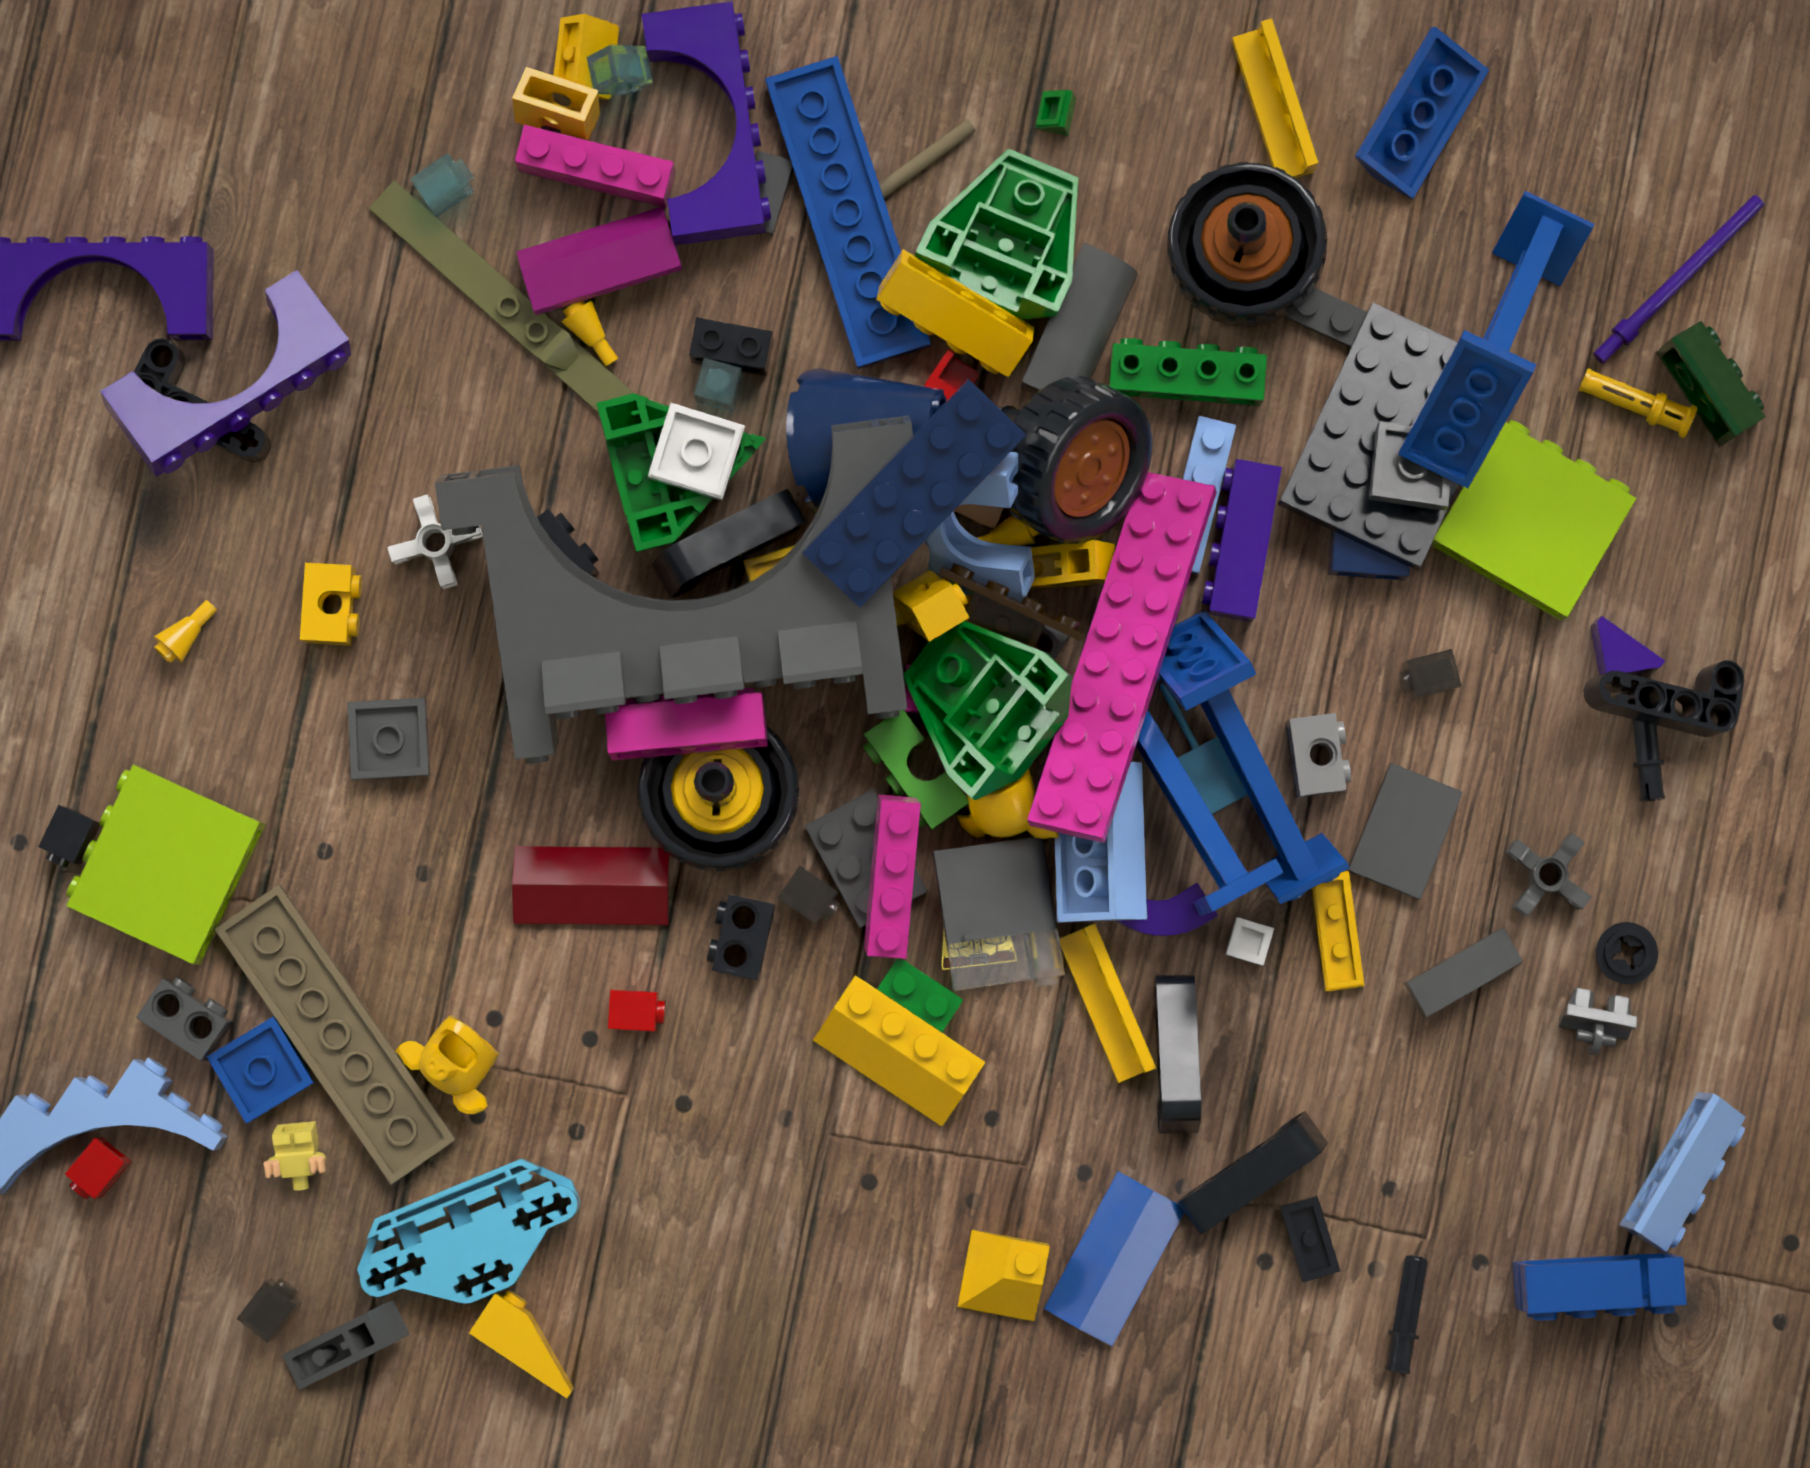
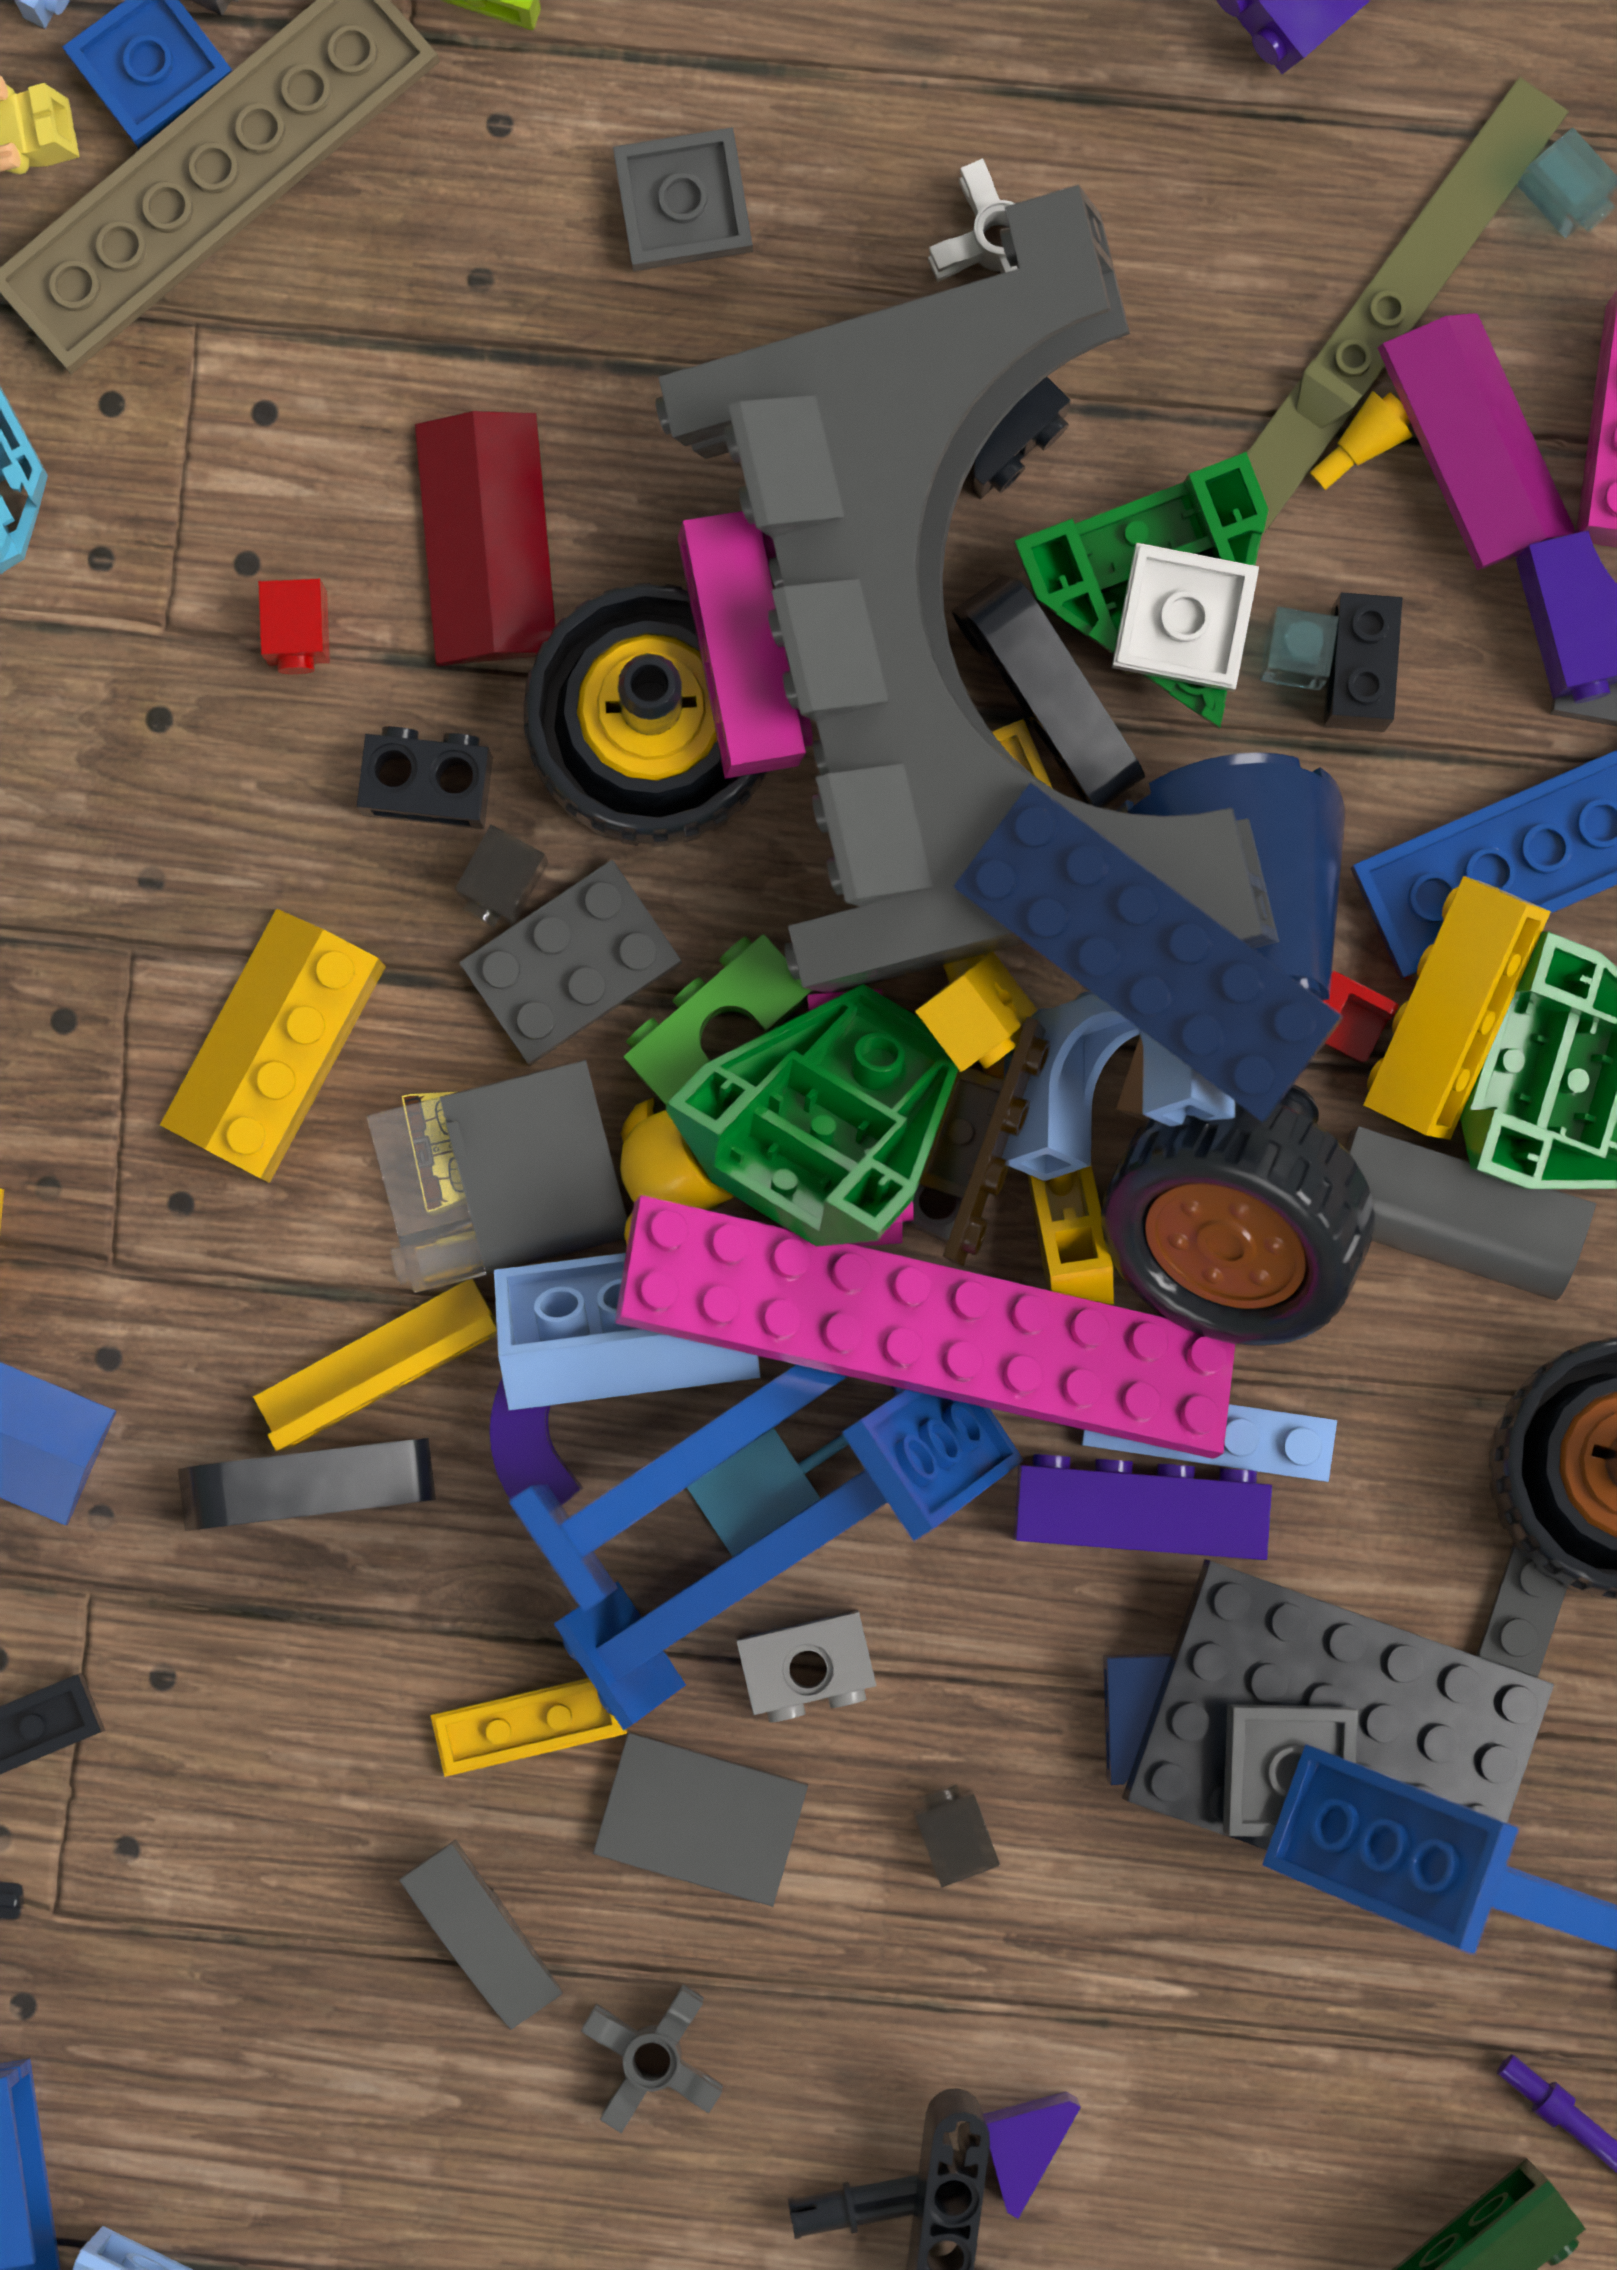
camera: 85 degrees right, 0 degrees up
(320, 583) = (909, 61): yellow brick -> none
(453, 1062) = (185, 352): yellow piece -> none
(892, 876) = (539, 998): dark pink brick -> none
(920, 994) = (361, 1066): green piece -> none
(1011, 533) = (1109, 1133): yellow cone -> none
(1188, 373) = (1403, 1393): green brick -> none
(1249, 941) = (498, 1584): white plate -> none
(1253, 1173) = (127, 1629): black beam -> none
(1534, 521) = (1226, 1983): lime panel -> none
(1593, 383) = (1461, 2059): yellow pin -> none
(1596, 1025) = (424, 2188): dark grey hips -> none
(1642, 961) = (529, 2226): black gear -> none

